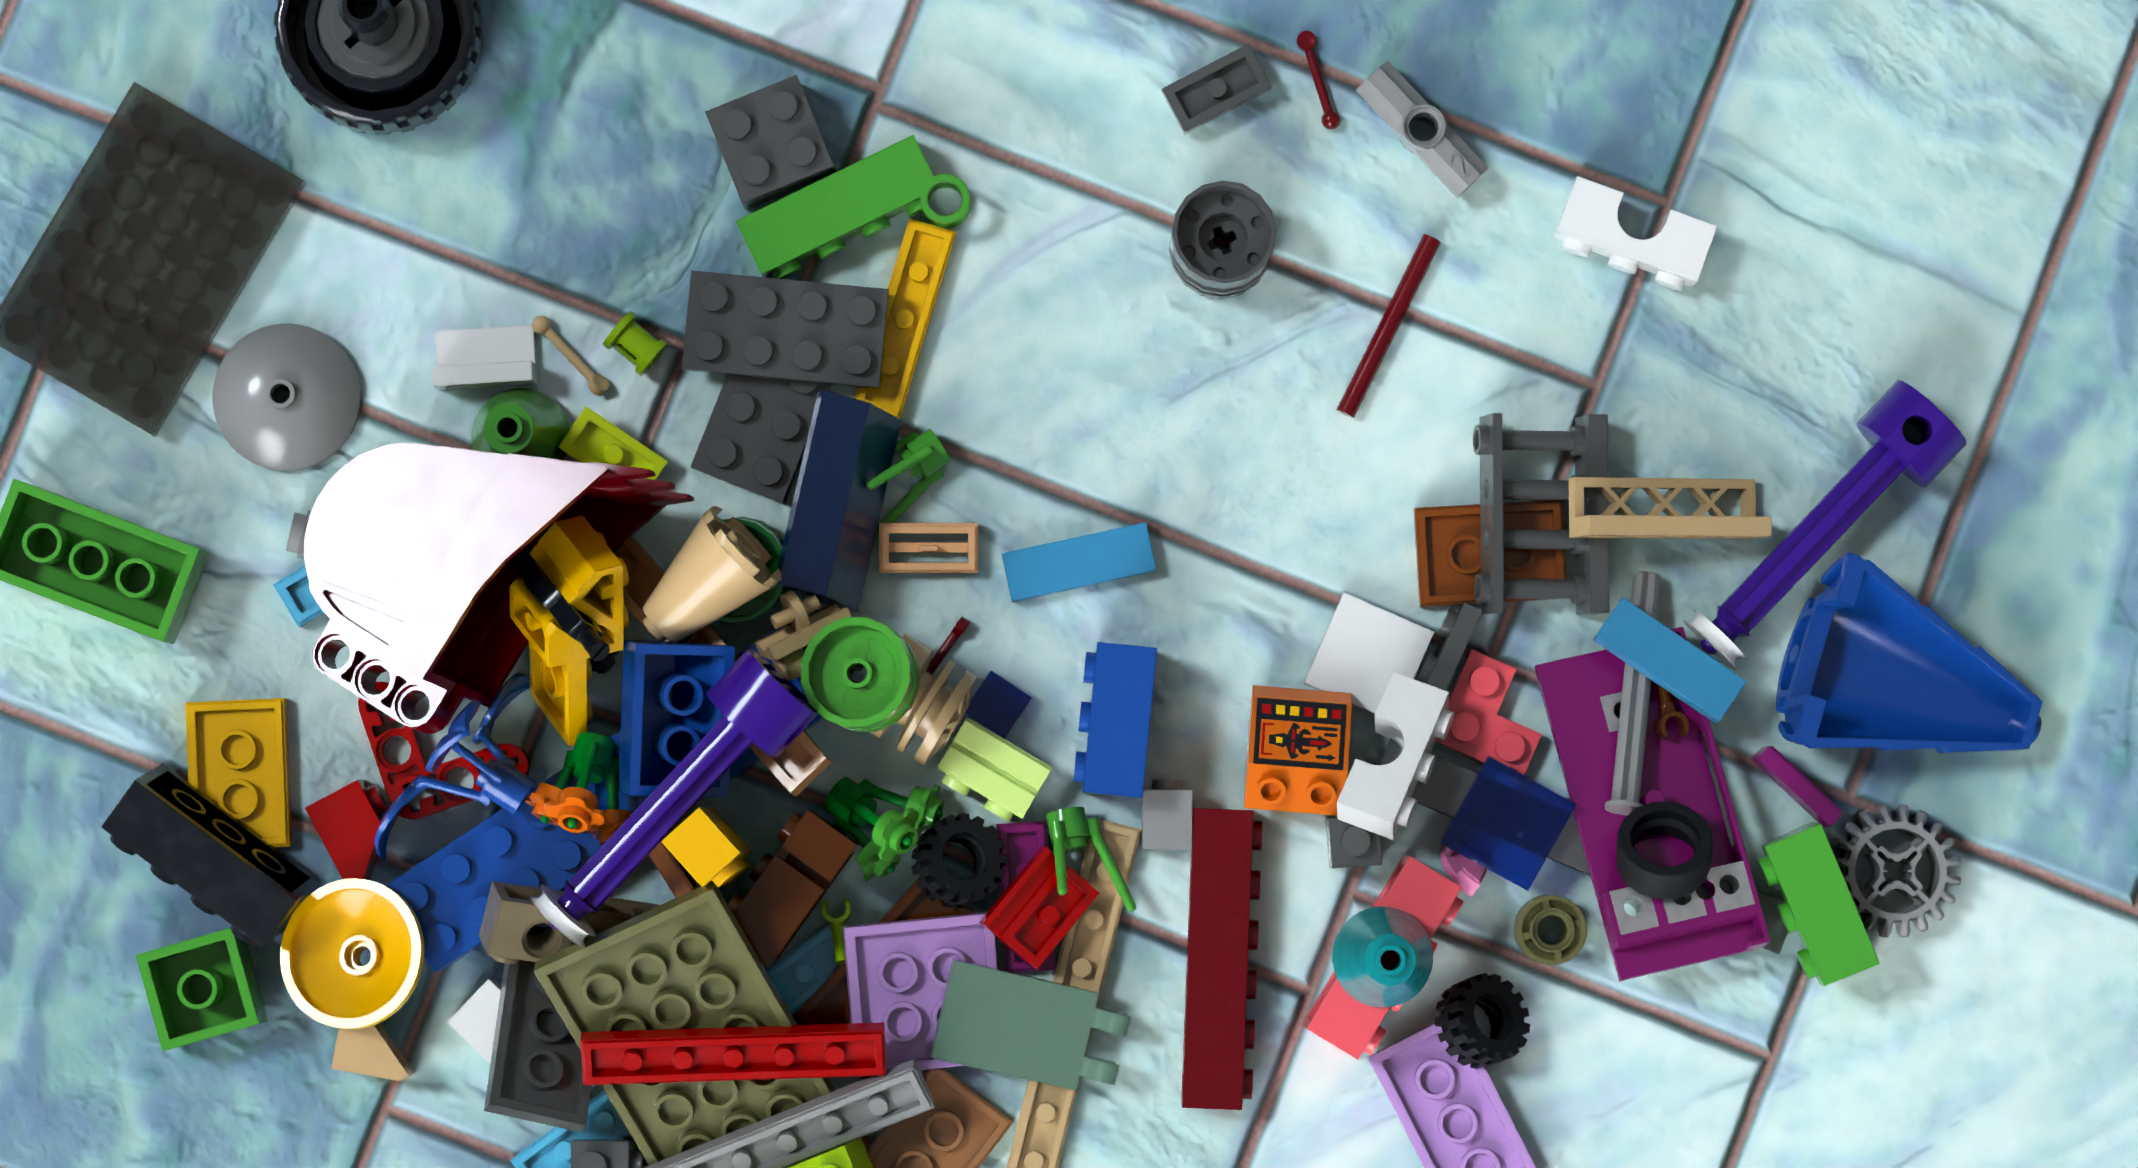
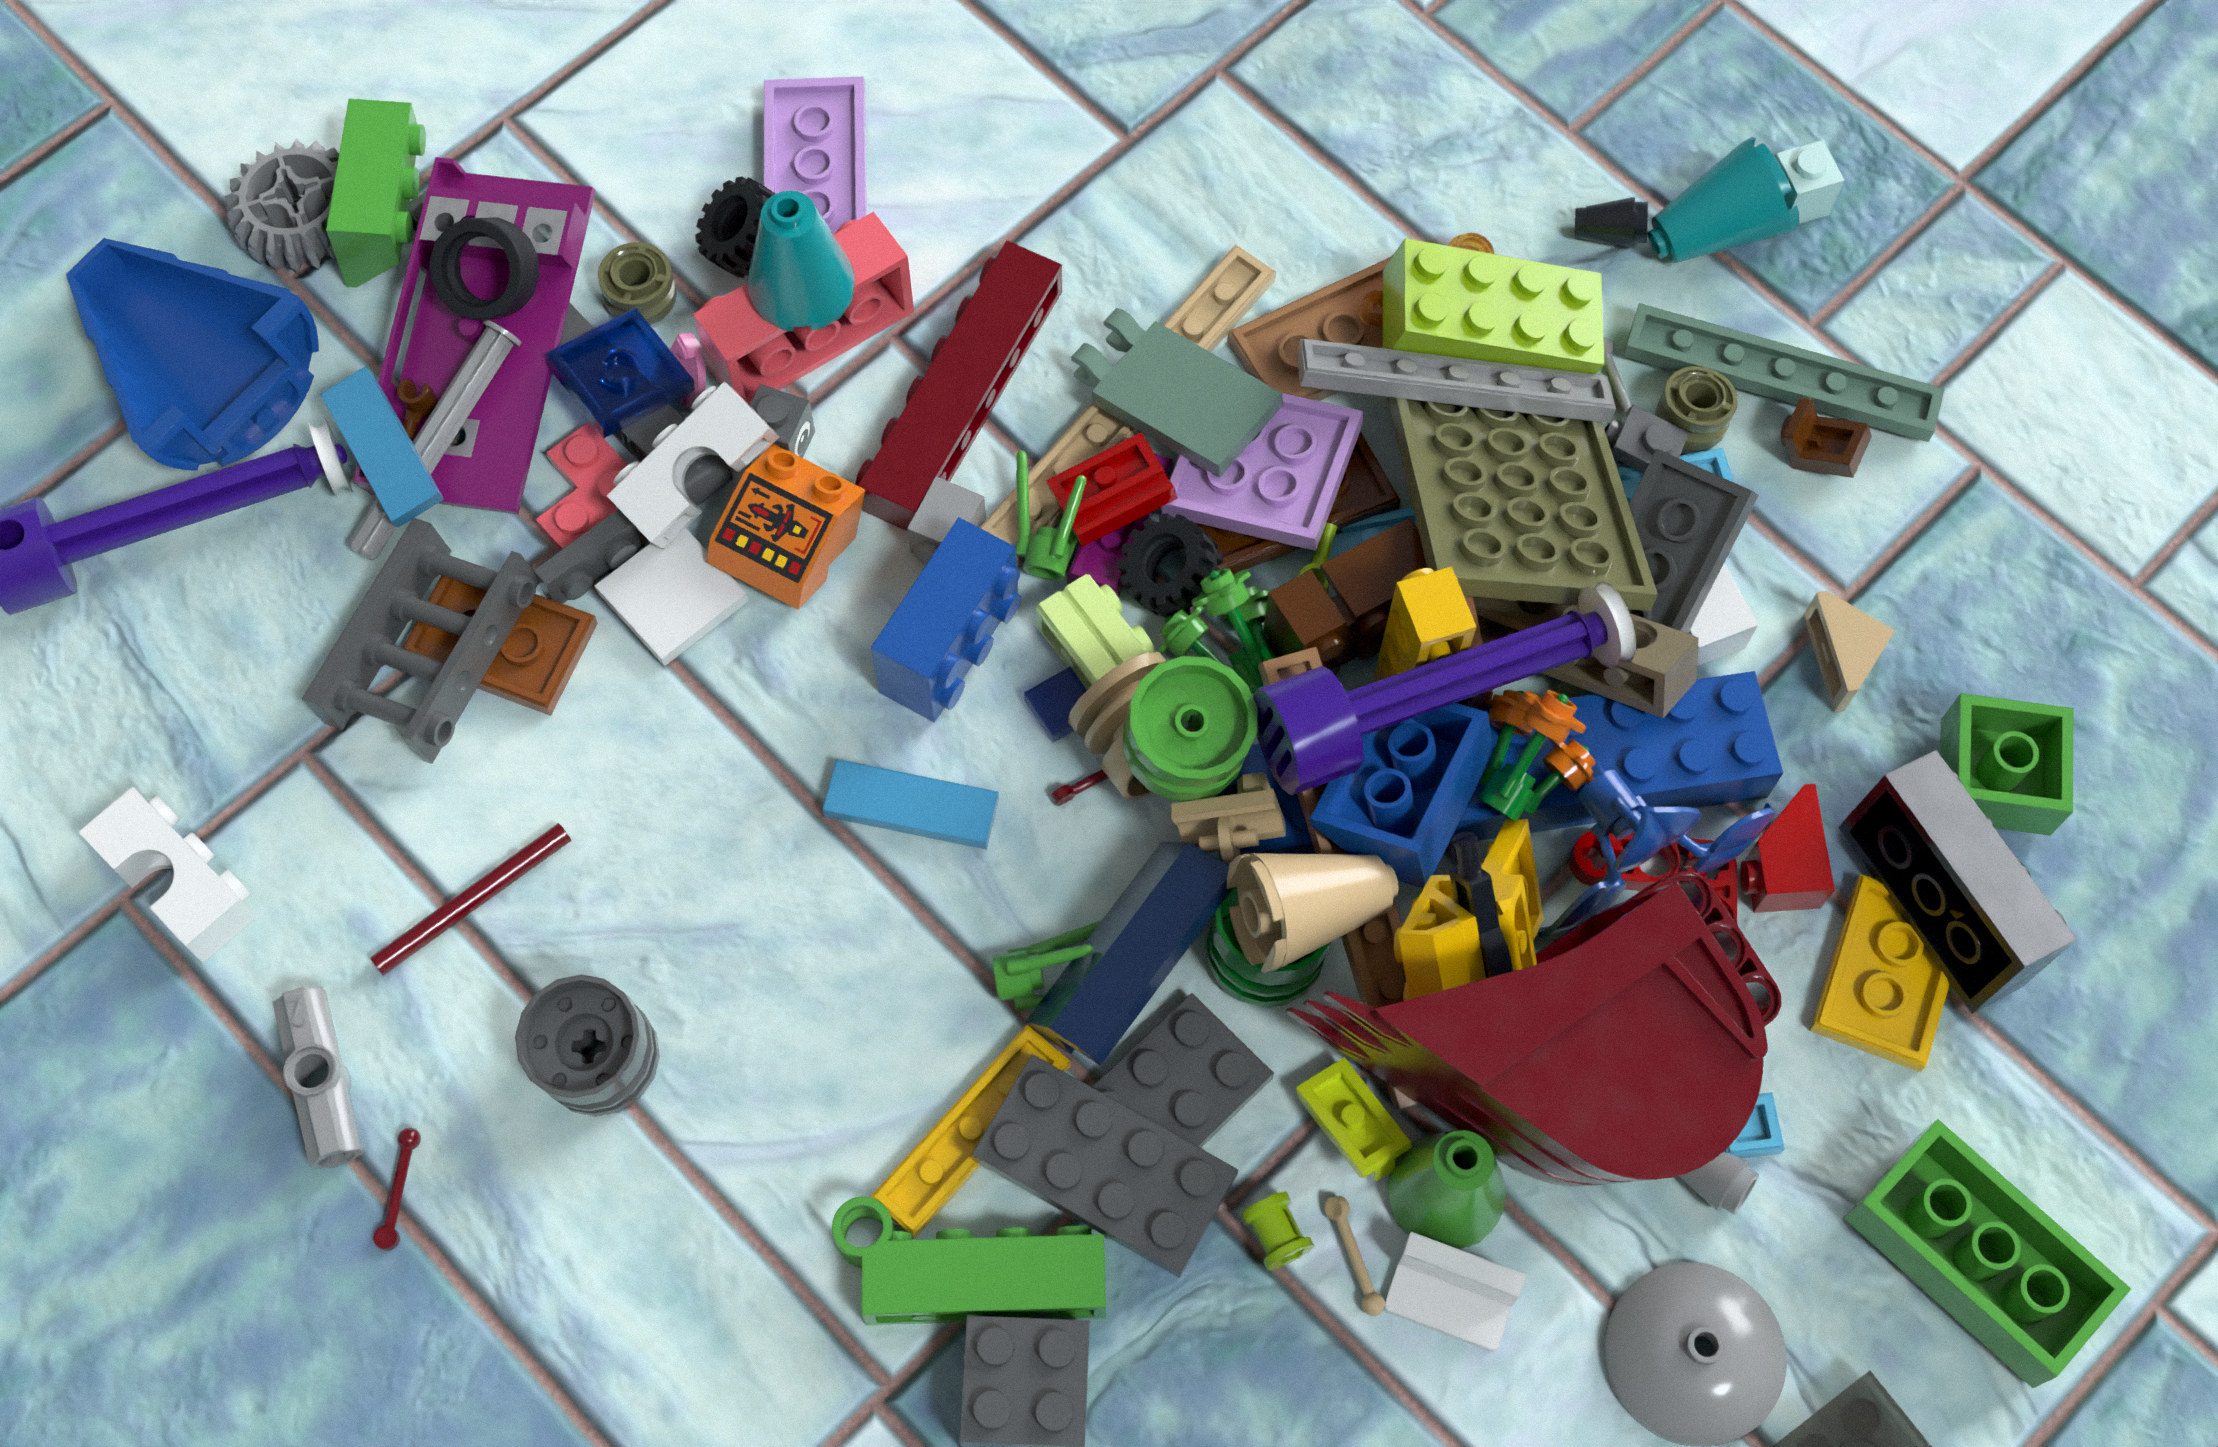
camera: 155 degrees left, 20 degrees down
(325, 947) = (1865, 706): yellow dish -> none
(733, 1053) = (1481, 455): red tile -> none
(969, 547) = (1049, 900): light nougat tile -> none
(1216, 89) = (508, 1224): dark grey plate -> none
(1670, 526) = (323, 572): tan fence -> none
(1797, 786) = (337, 309): magenta tile -> none

